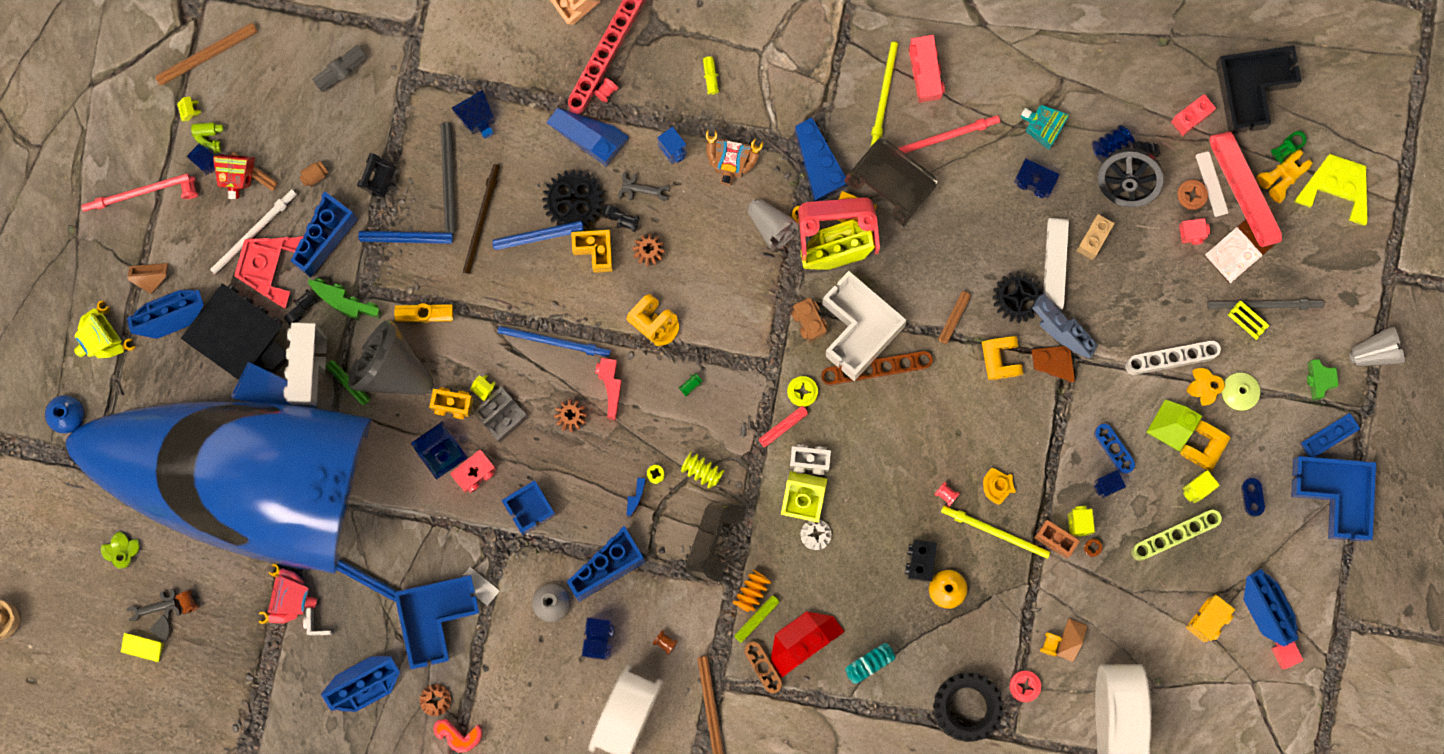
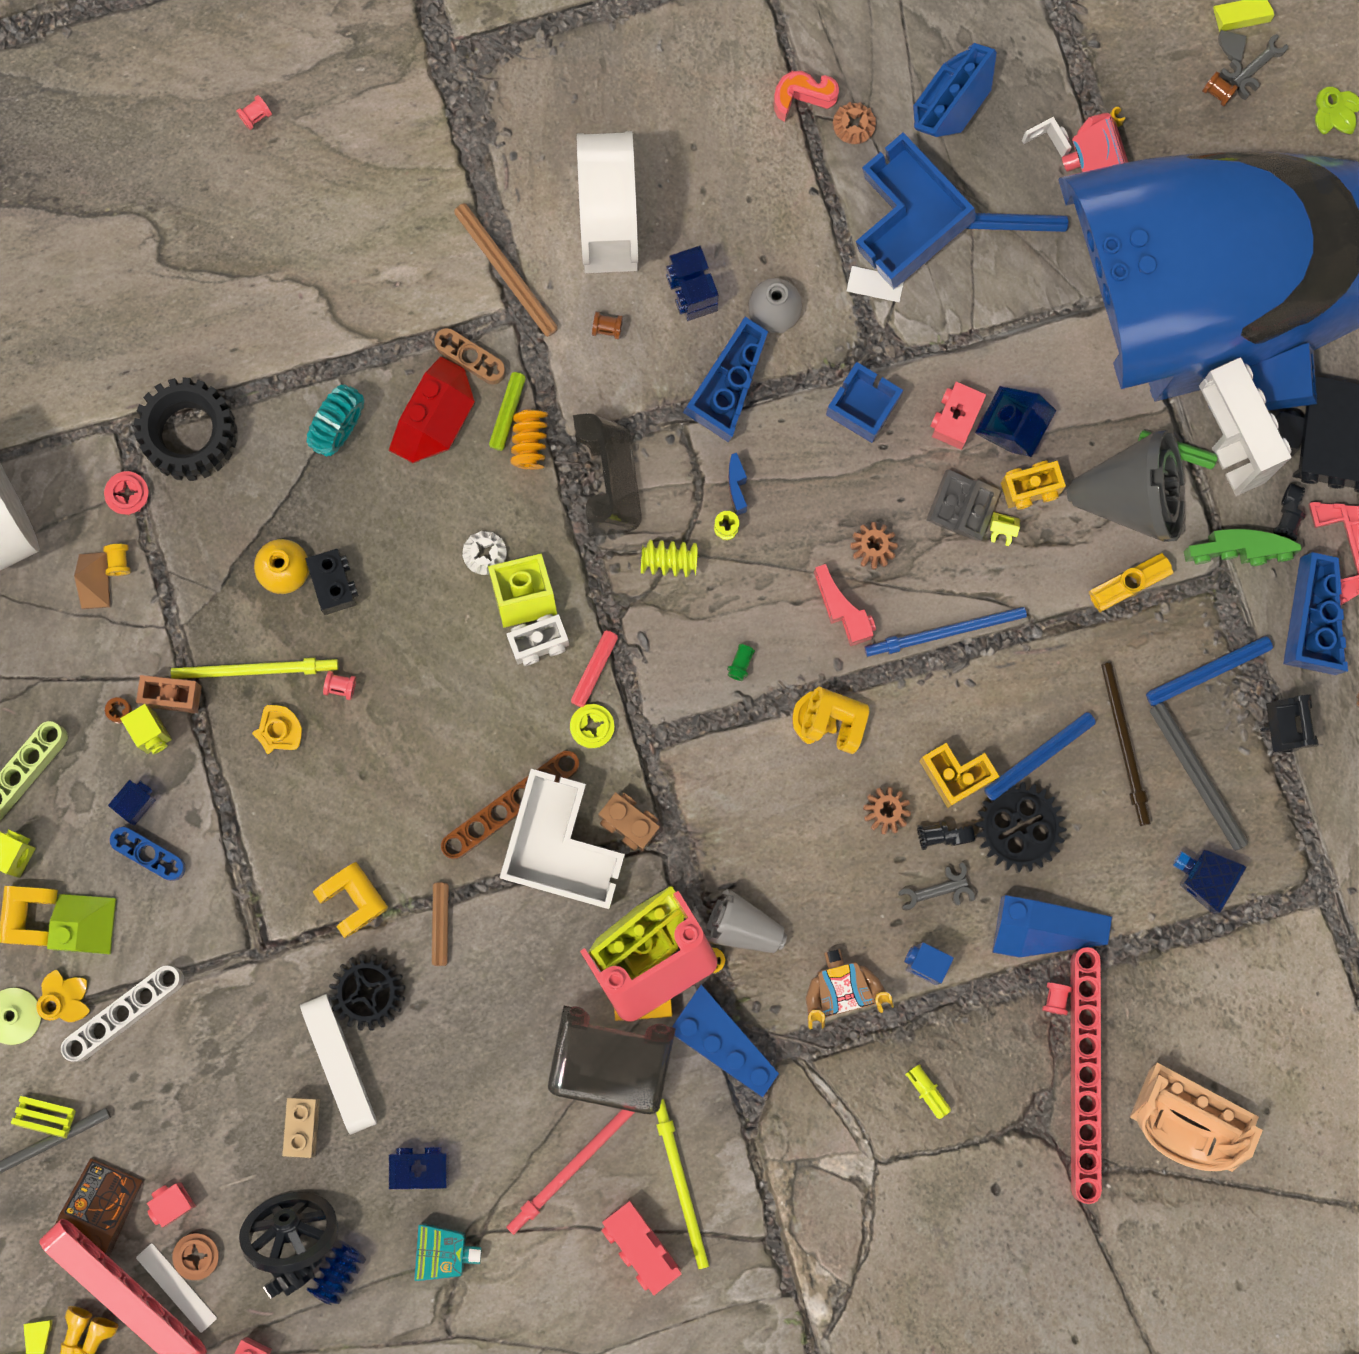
camera: 150 degrees right, 0 degrees up
(1054, 361) = (279, 930): dark orange wing -> none
(1063, 330) = (286, 976): sand blue slope -> none

